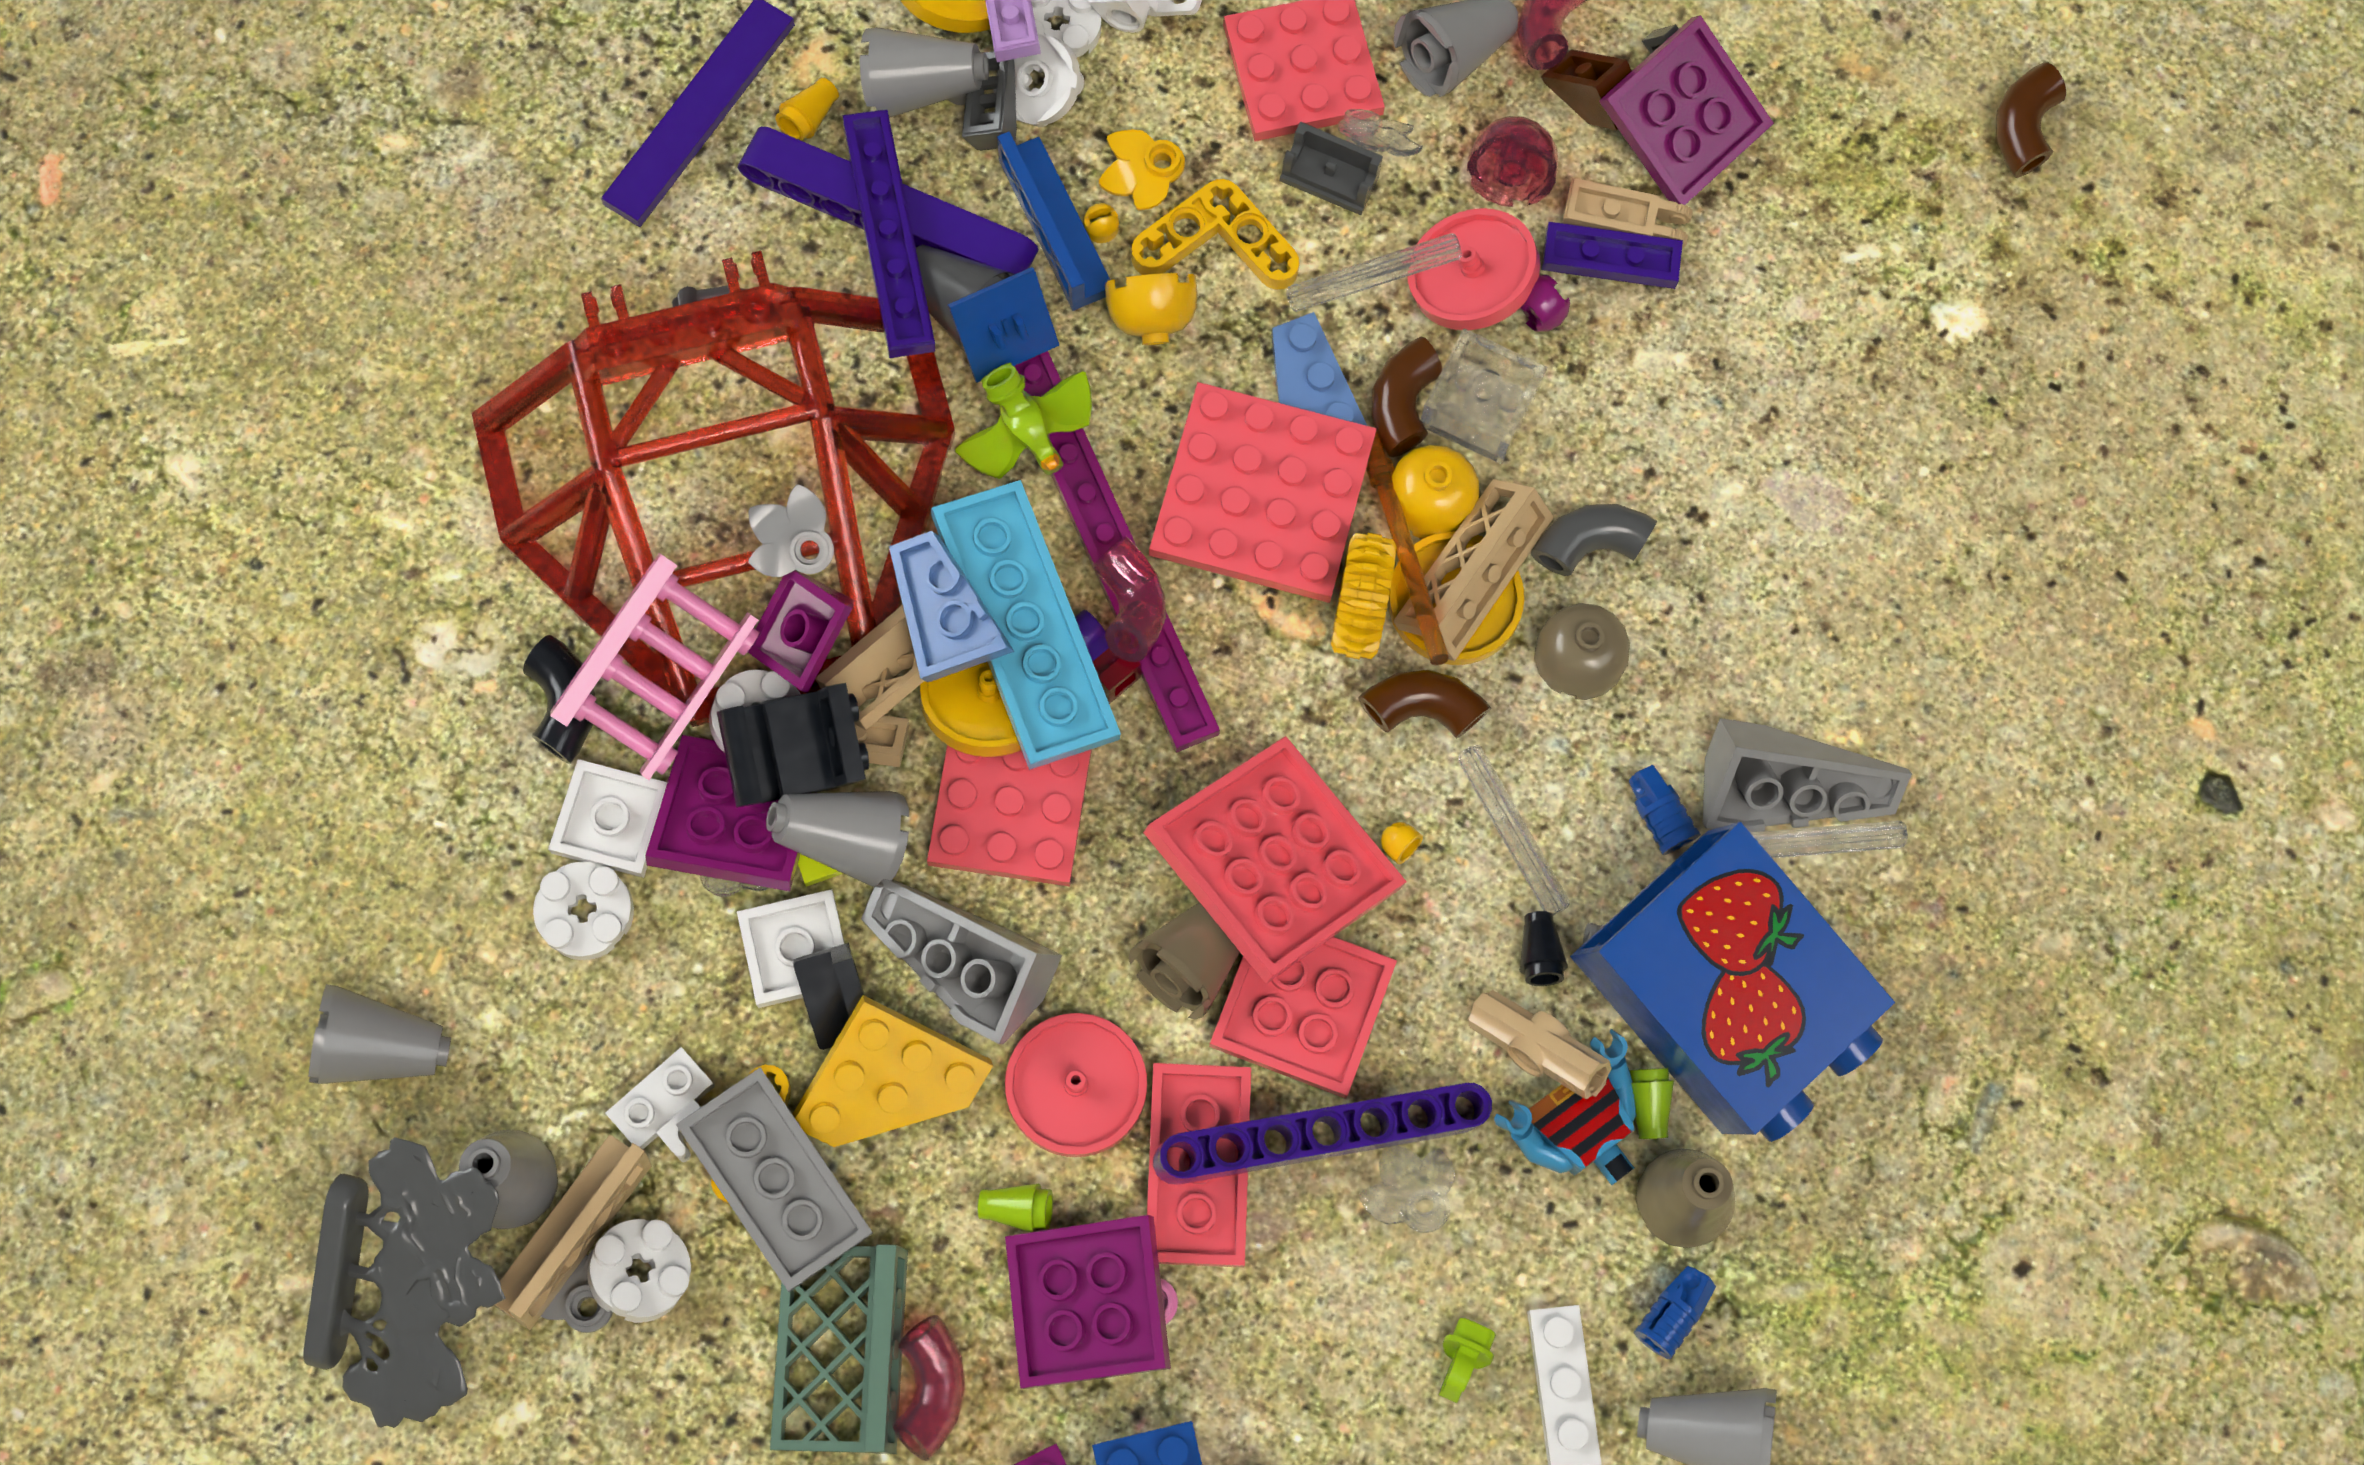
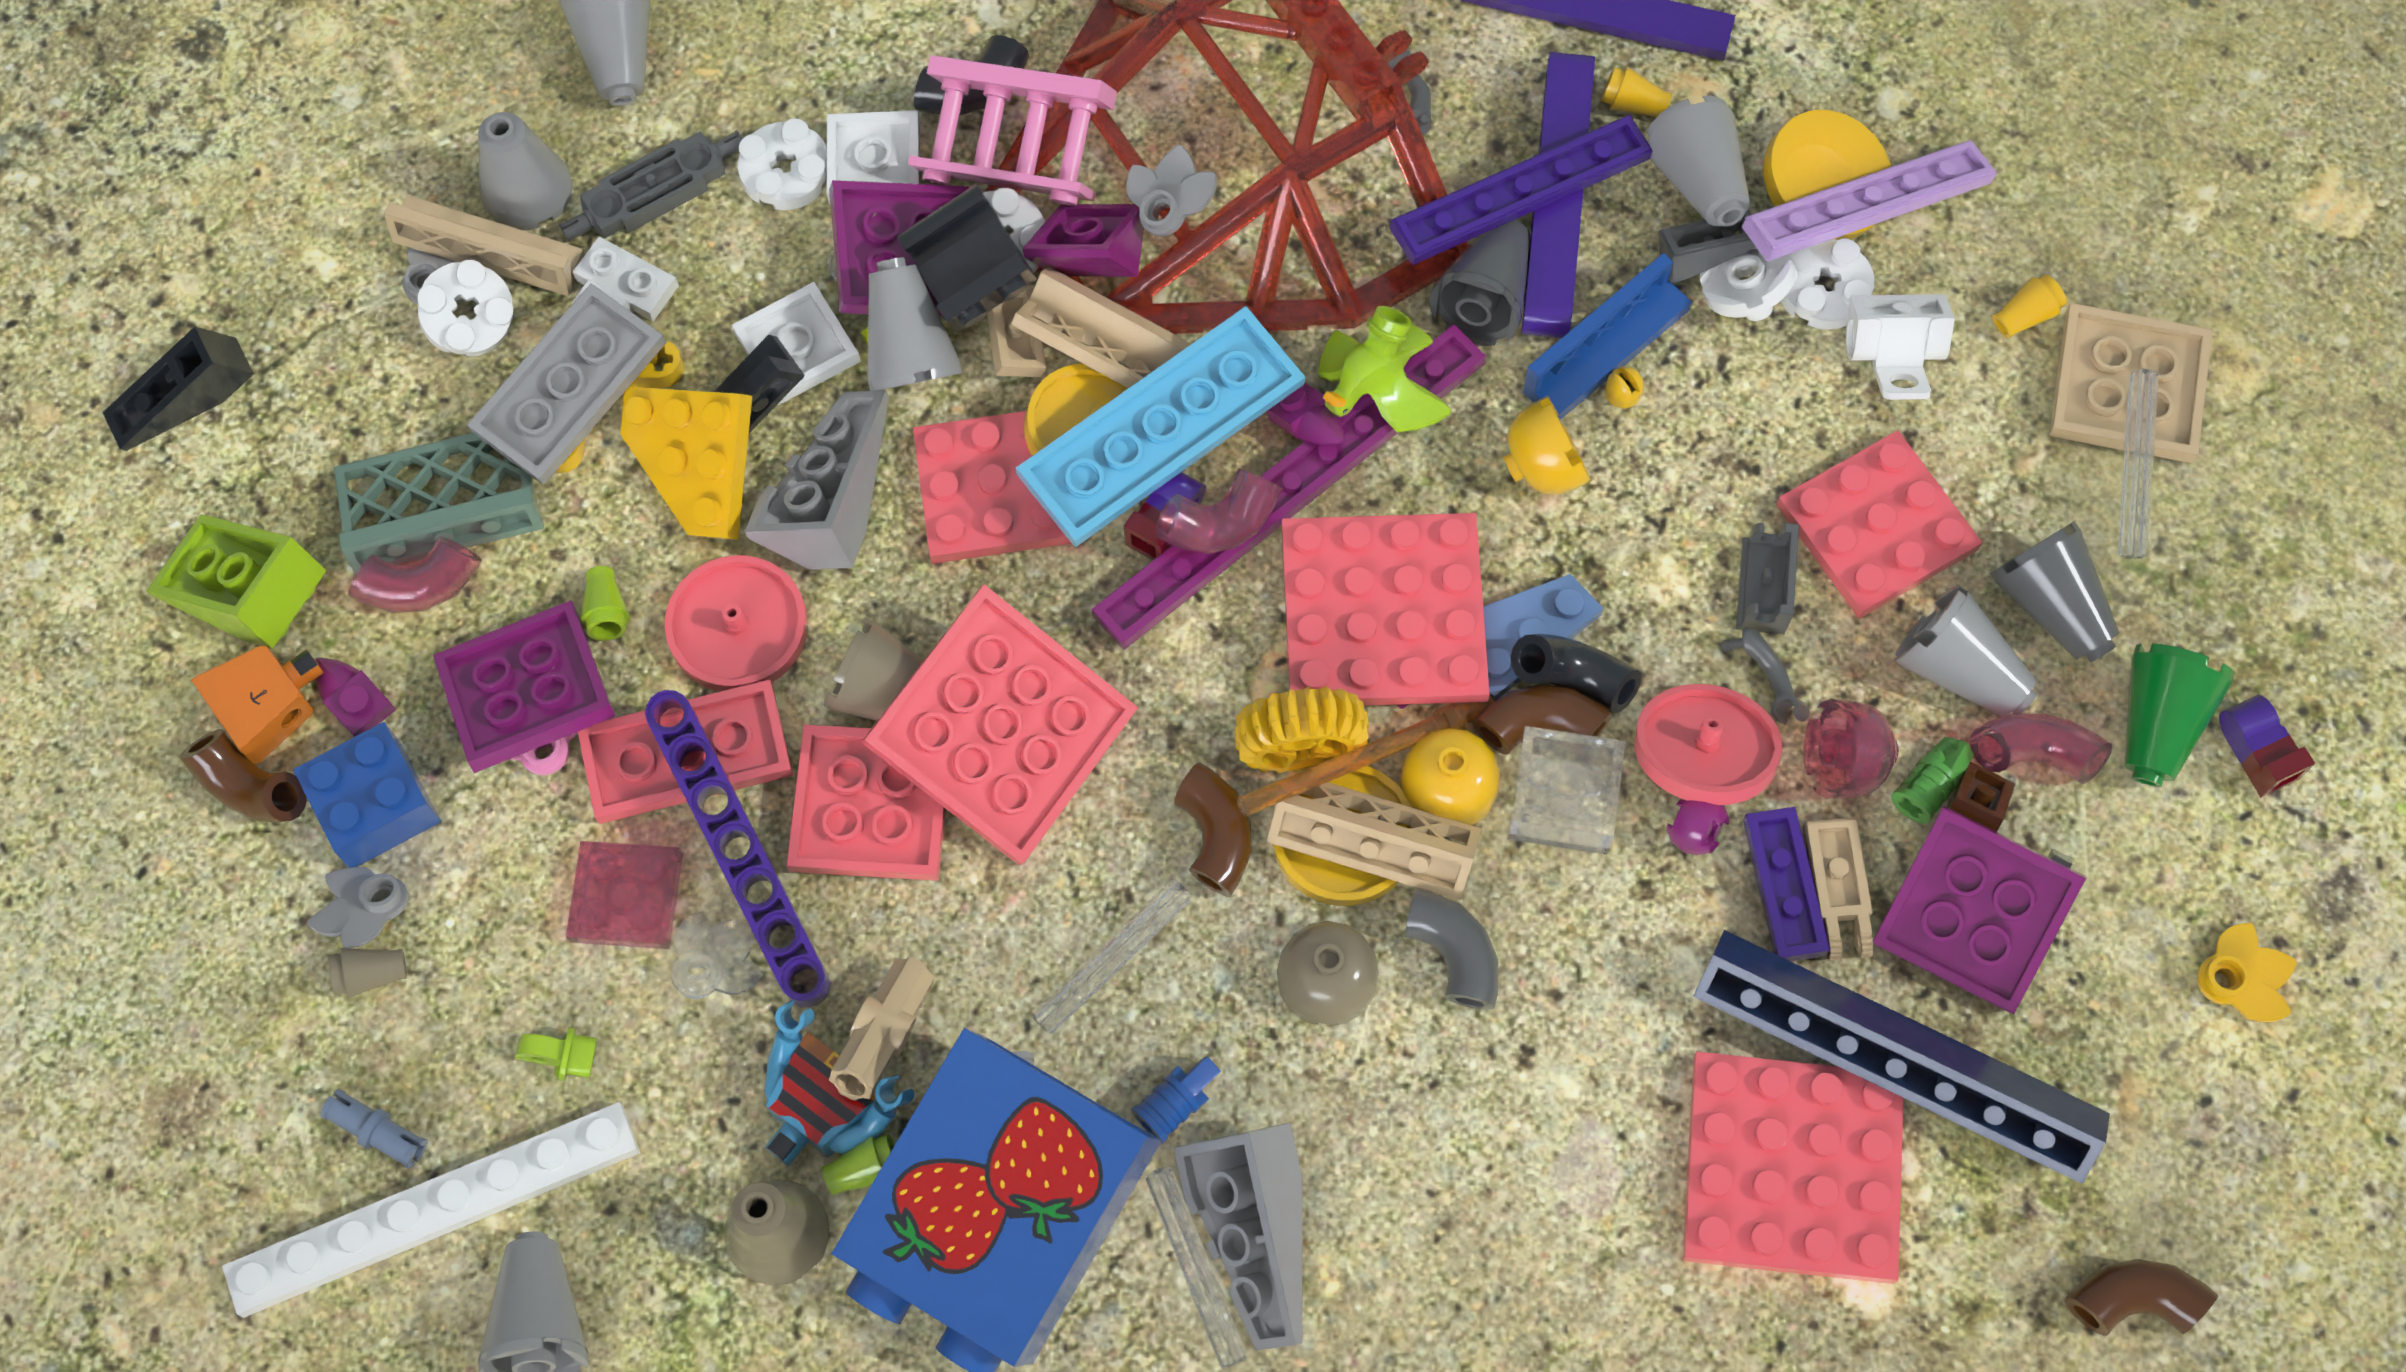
camera: 80 degrees right, 5 degrees down
(421, 1275) = (414, 121): dark grey plant -> none
(568, 1097) = (652, 185): none -> dark grey piece
(942, 610) = (1145, 345): medium blue wing -> none
(1004, 323) = (1462, 313): blue piece -> none
(1054, 493) = (1307, 417): none -> magenta plate
(1136, 170) = (1694, 402): yellow plate -> none
(1213, 221) = (1665, 486): yellow beam -> none
(1323, 1259) = (624, 895): none -> clear pink plate
(1368, 349) = (1576, 666): none -> black cylinder
(1374, 272) = (1663, 647): clear axle -> none
(1378, 135) = (1823, 605): clear plate -> none
(1400, 841) = (1064, 850): yellow hinge -> none
(1415, 196) = (1775, 671): none -> dark grey piece
(1542, 951) = (993, 1013): black cone -> none
(1553, 108) = (1932, 780): none -> bright green hinge
(1675, 1312) = (651, 1247): blue hinge -> none
(1788, 219) = (1904, 1057): none -> dark blue brick
(1851, 337) = (1793, 1169): none -> coral plate

